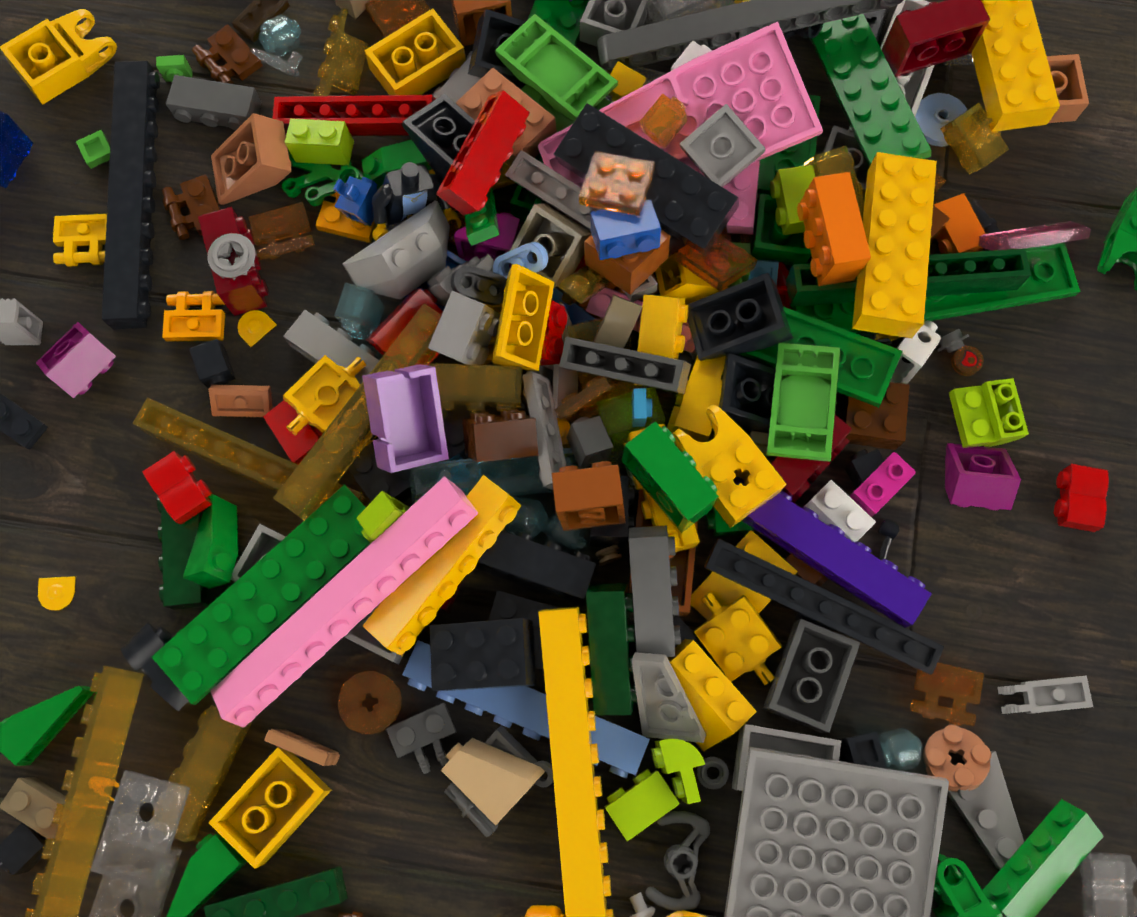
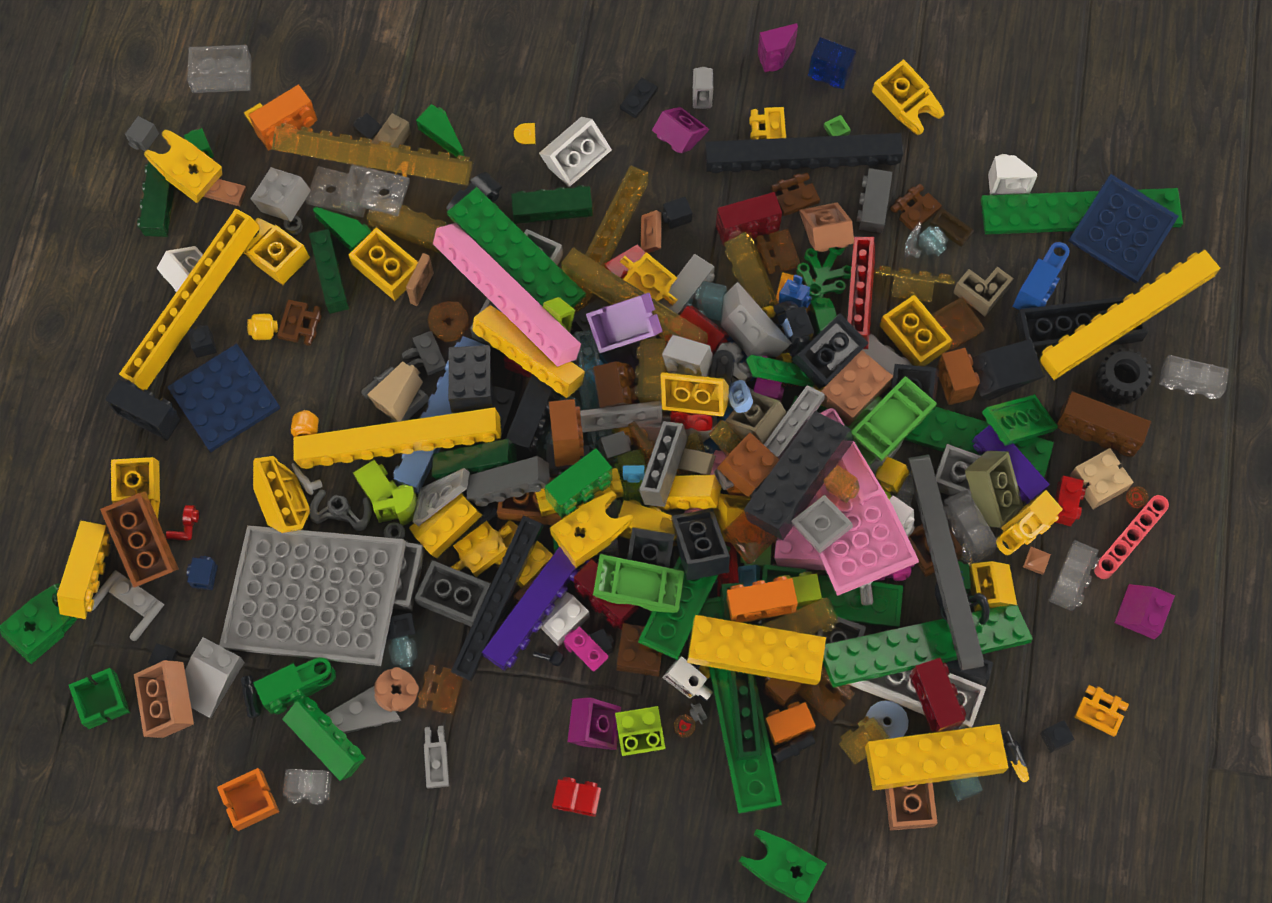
camera: 90 degrees right, 5 degrees down
(94, 512) = (575, 150): none -> white slope
(173, 65) = (901, 173): bright green plate -> none
(178, 487) = (586, 194): red brick -> none
(193, 324) = (706, 198): light orange plate -> none
(214, 546) = (552, 220): green slope -> none
(222, 249) = (748, 207): light grey gear -> none
(254, 326) = (708, 238): yellow piece -> none
(311, 264) = (750, 270): none -> clear yellow brick
(319, 141) = (840, 268): lime brick -> none
(483, 153) = (813, 364): red brick -> none
(616, 183) = (784, 445): clear orange plate -> none
(624, 233) = (752, 453): blue brick -> none
(1035, 236) = (780, 776): clear pink tile -> none

